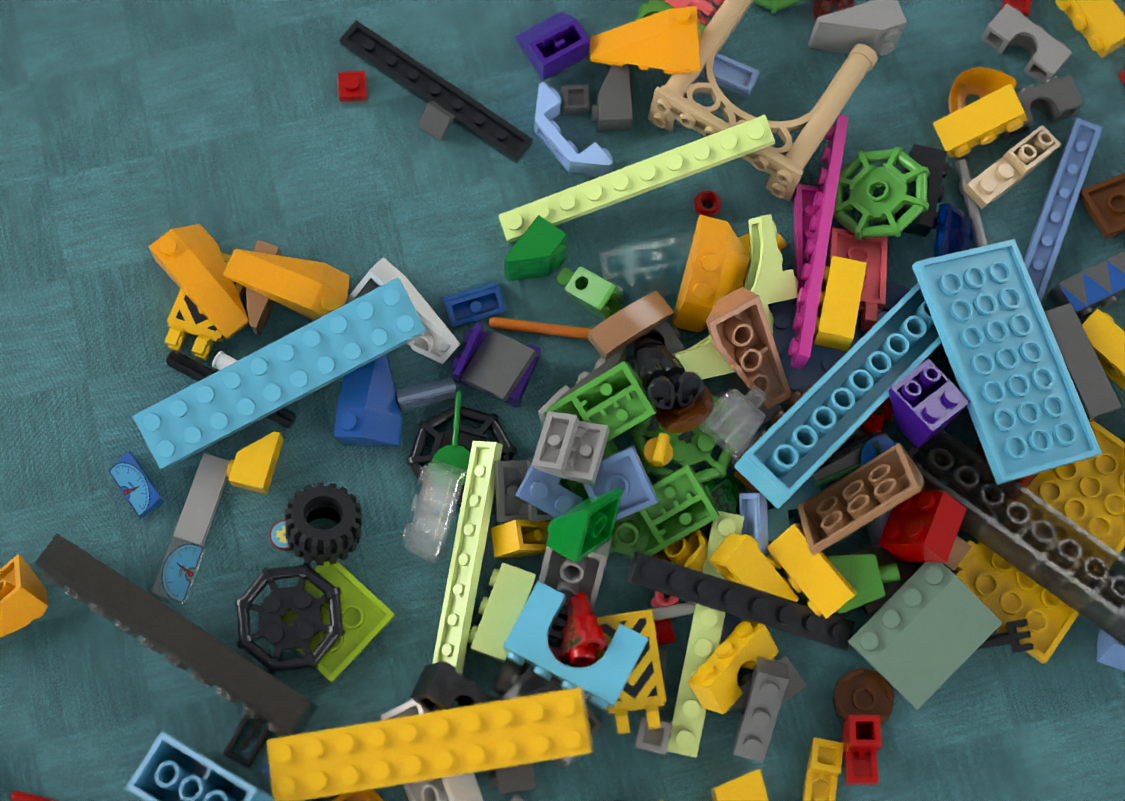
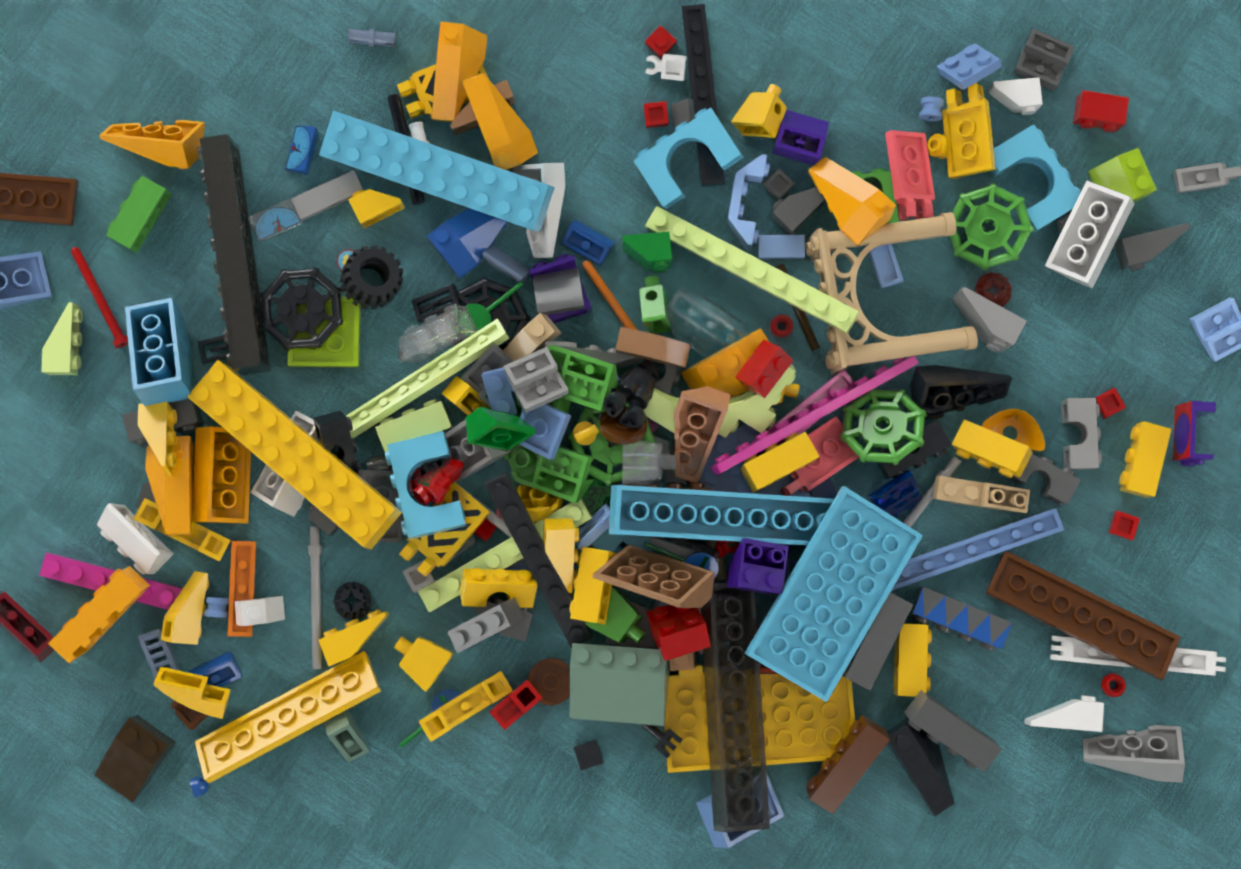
camera: 50 degrees right, 10 degrees up
(43, 698) = (138, 214): none -> bright green brick
(97, 327) = (372, 37): none -> sand blue pin
(384, 95) = (670, 66): none -> white plate
(384, 505) = (430, 296): none -> black tile
(414, 144) = (656, 114): none -> red plate
(473, 110) = (655, 163): none -> medium azure arch
(501, 56) = (761, 113): none -> yellow torso
(522, 425) = (532, 337): none -> tan slope
(635, 143) = (781, 246): none -> light blue tile
(723, 184) = (803, 320): none -> dark brown bar
(744, 238) = (764, 368): none -> red brick
(893, 111) = (947, 389): none -> black wedge
(965, 725) = (588, 754): none -> black tile

